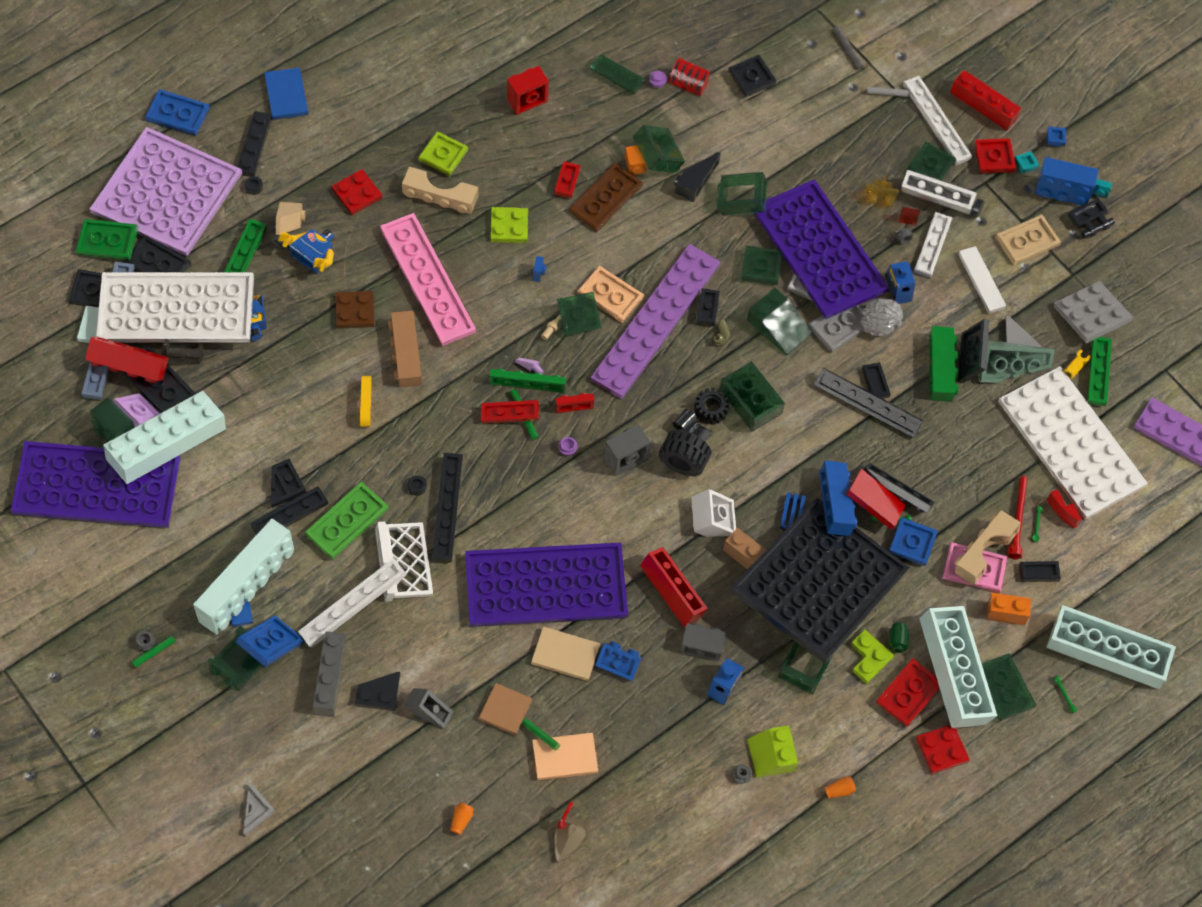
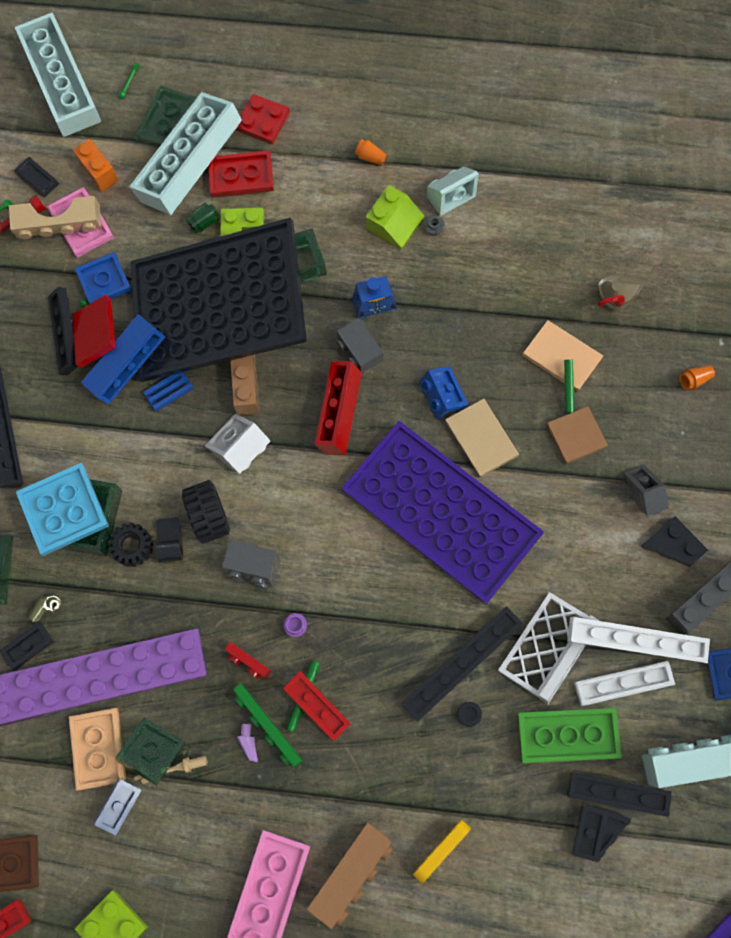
camera: 125 degrees left, 10 degrees up
(339, 579) = (624, 683): none -> white tile
(539, 268) = (136, 841): blue plate -> none
(568, 276) = (117, 806): none -> plate
(755, 806) = (452, 189): none -> light aqua slope
(766, 378) = (62, 509): none -> medium azure plate

